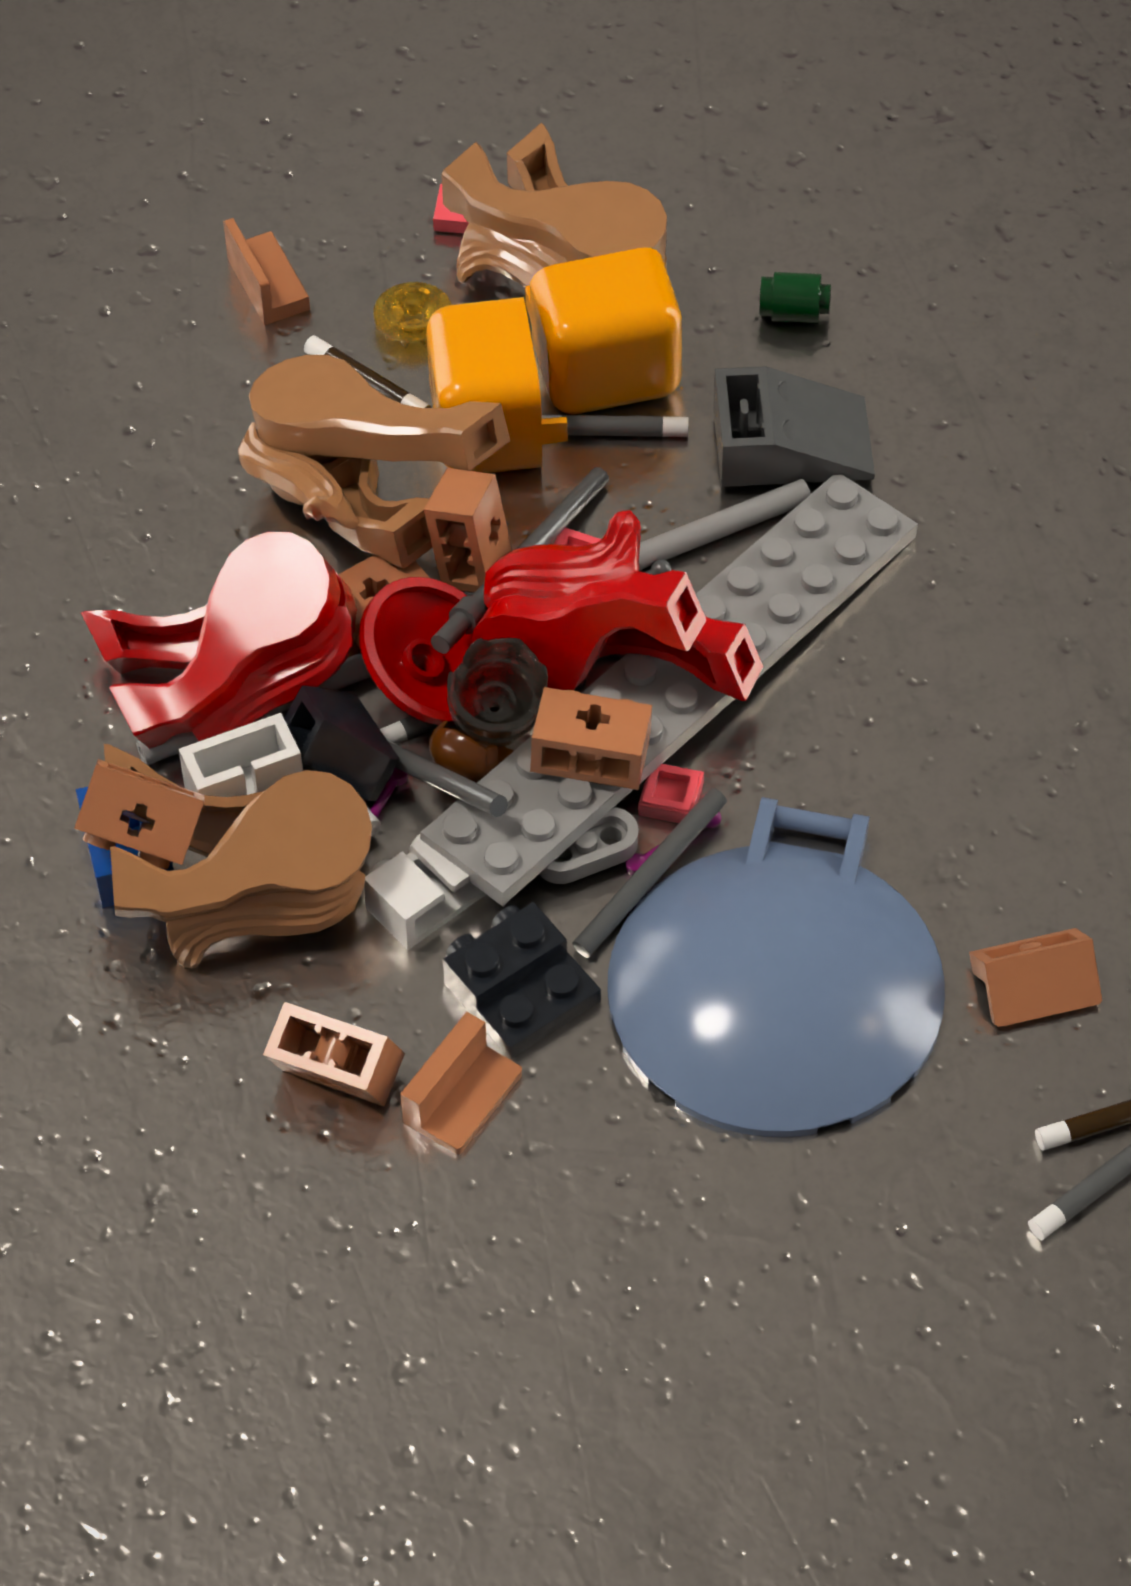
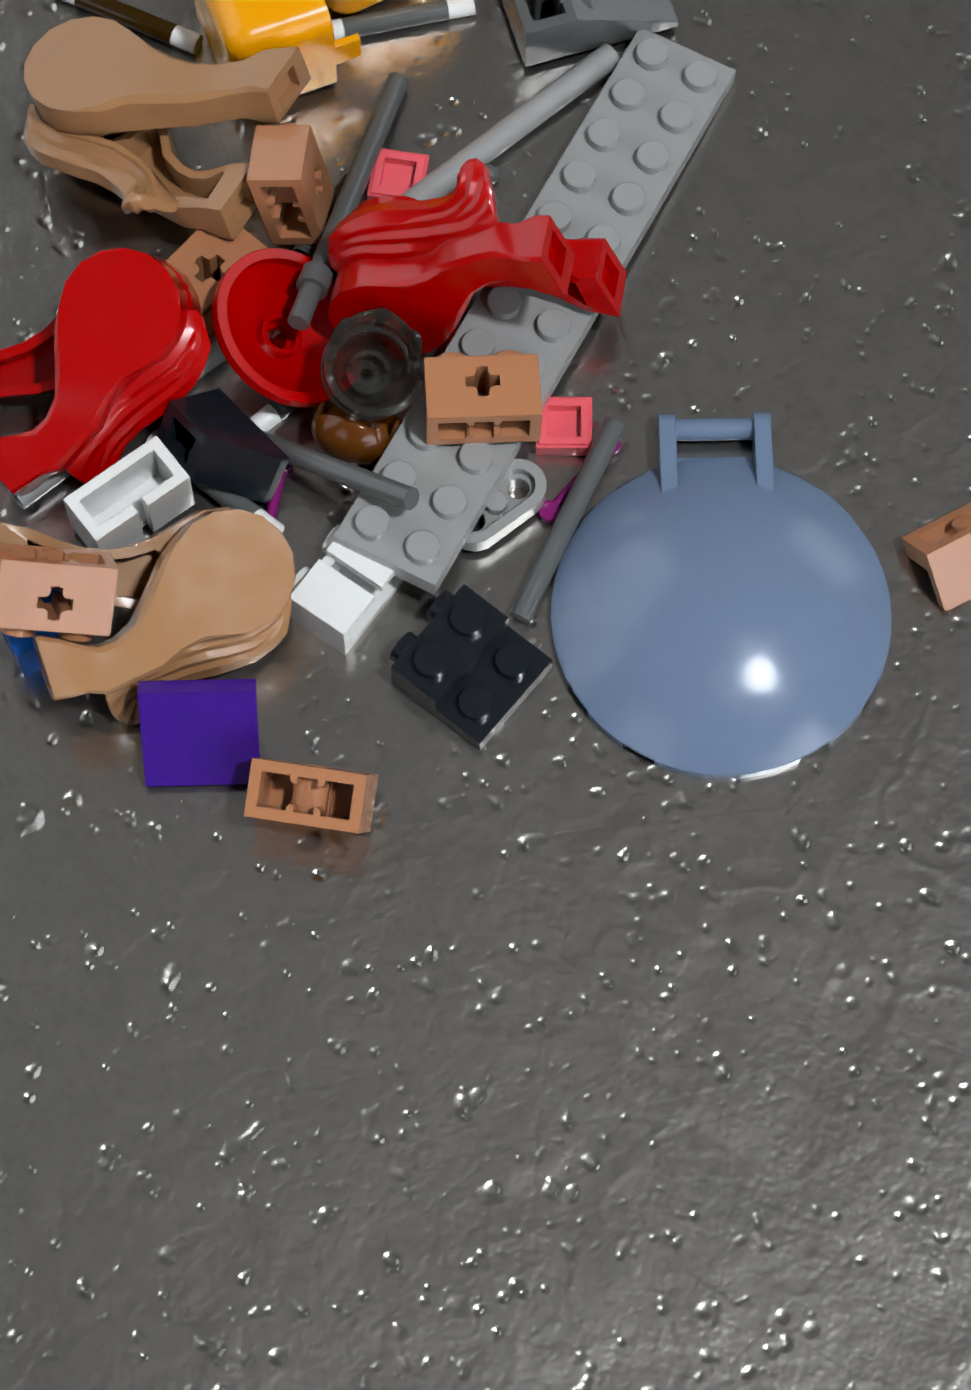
camera: 15 degrees left, 15 degrees up
(242, 973) = (198, 731): none -> dark purple tile
(458, 1087) = (442, 797): nougat panel -> none

